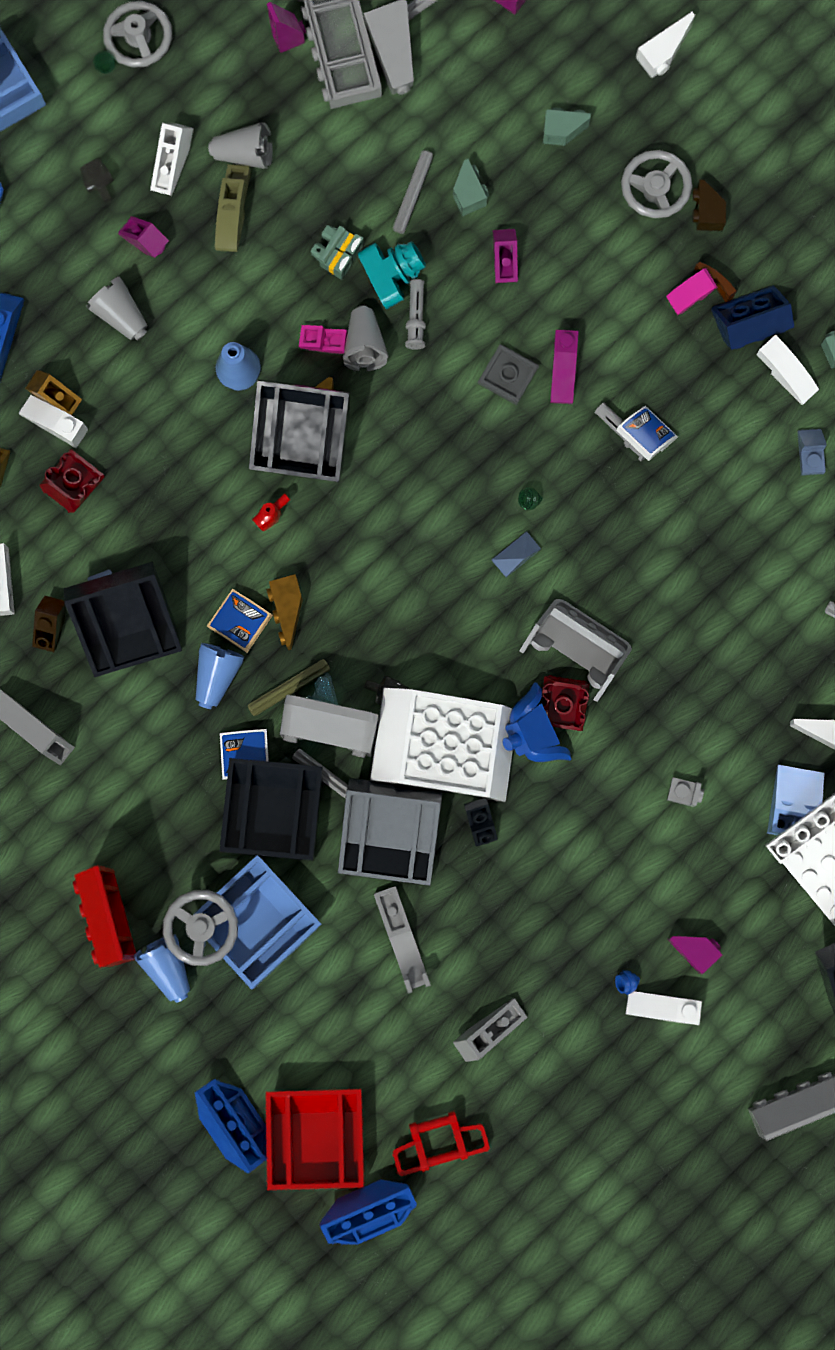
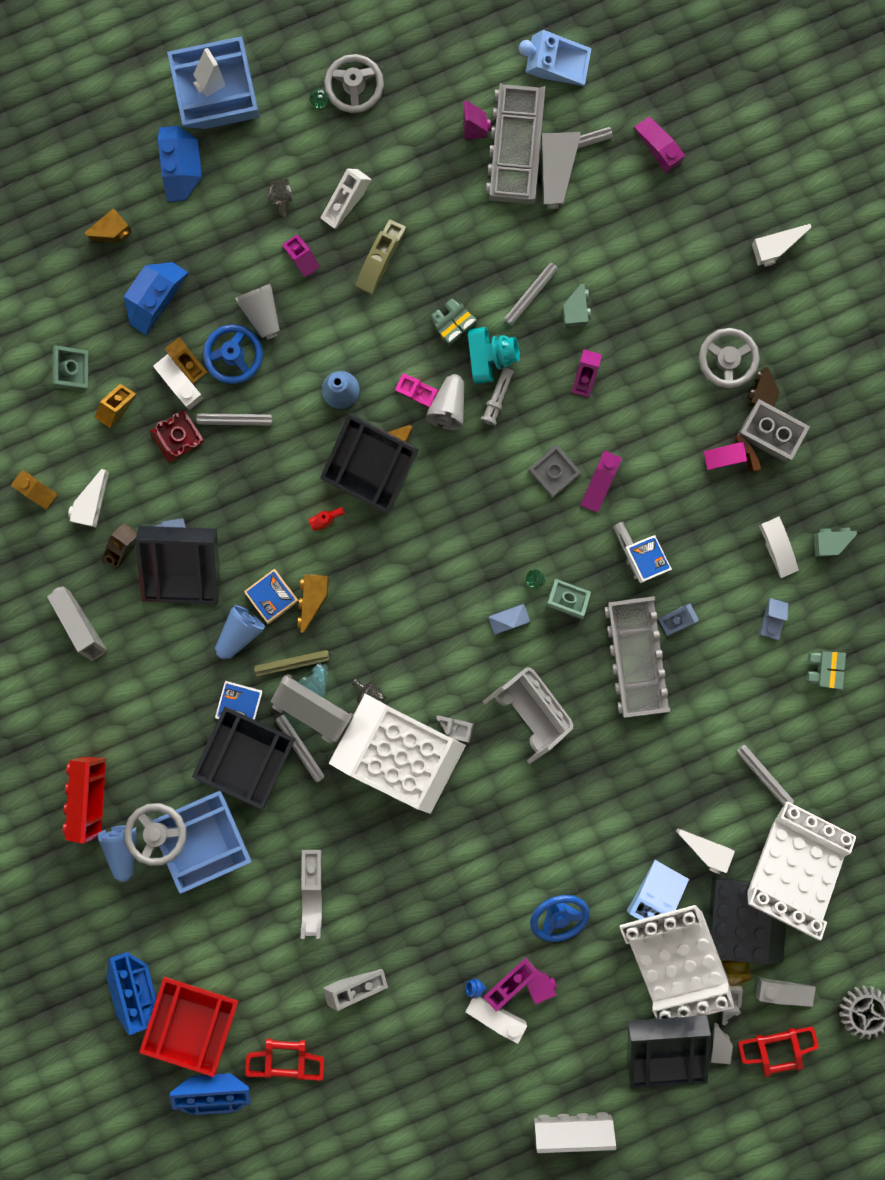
camera: 15 degrees right, 5 degrees up
(103, 369) = (232, 353): none -> blue piece
(130, 440) = (234, 419): none -> light grey axle
(244, 146) = (407, 209): light grey cone -> none
(389, 831) = (330, 807): slope -> none
(480, 822) = (405, 824): black slope -> none
(504, 695) = (456, 728): none -> light grey slope
(532, 731) = (470, 766): blue torso -> none
(564, 125) = (670, 282): sand green slope -> none
(565, 701) = (504, 751): dark red slope -> none
(574, 509) = (568, 599): none -> sand green slope
(667, 959) = (511, 984): none -> magenta slope
(674, 545) = (637, 657): none -> clear window
(685, 792) = (574, 856): light grey bracket -> none
(693, 865) = (559, 916): none -> blue piece
(706, 487) = (678, 619): none -> sand blue slope
(735, 246) = (773, 431): none -> light grey slope
(753, 317) = (767, 494): dark blue slope -> none

